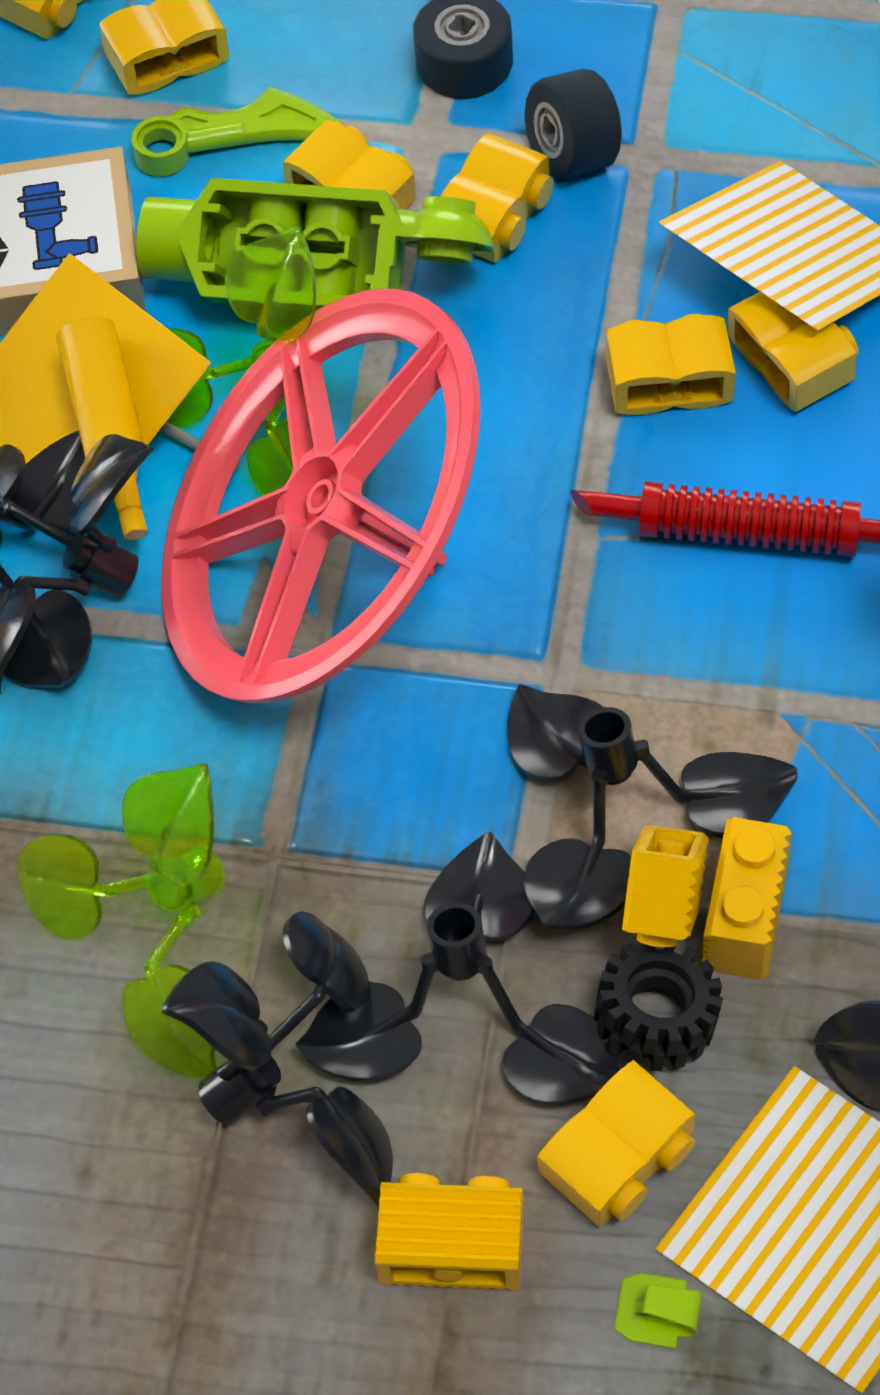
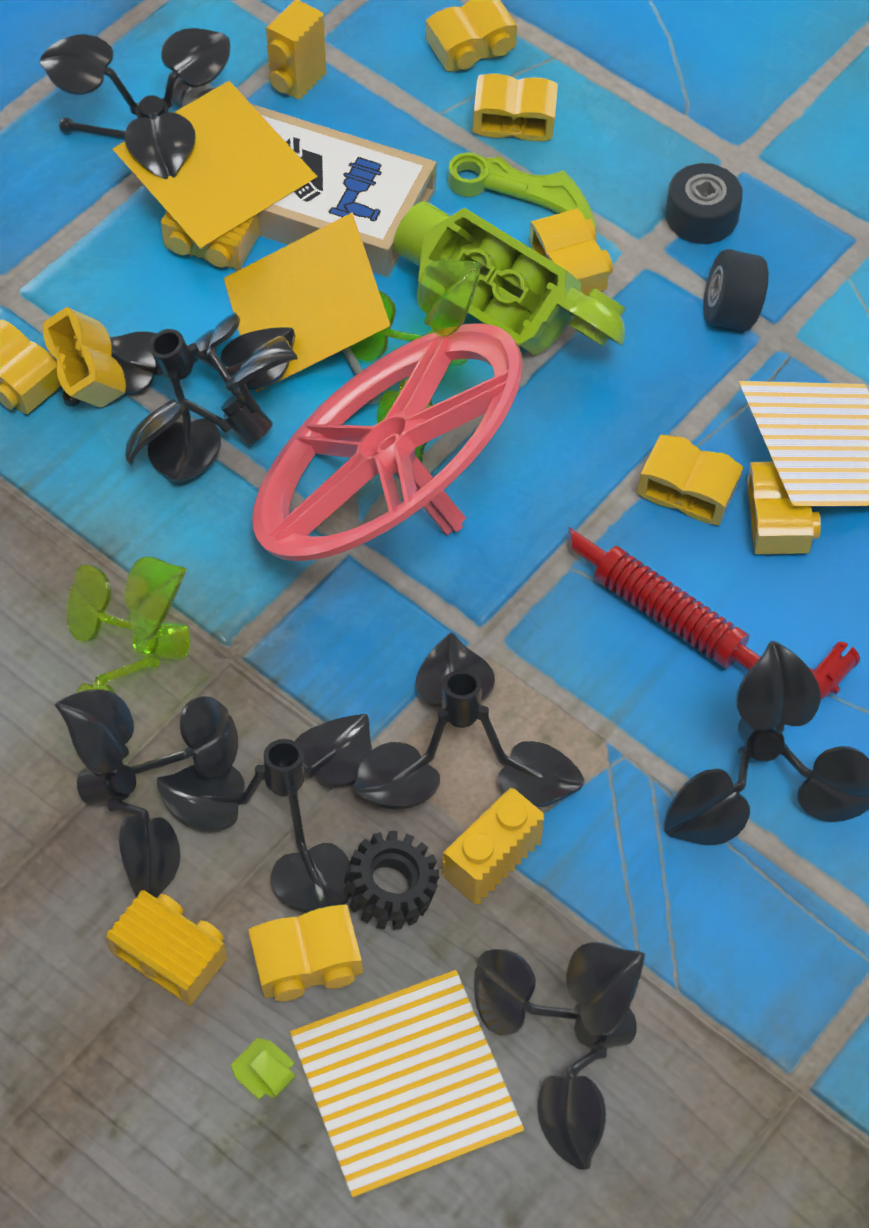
camera: 25 degrees right, 0 degrees up
(103, 401) = (308, 322): yellow piece -> none
(506, 186) = (657, 311): yellow brick -> none
(664, 885) = (441, 805): yellow brick -> none

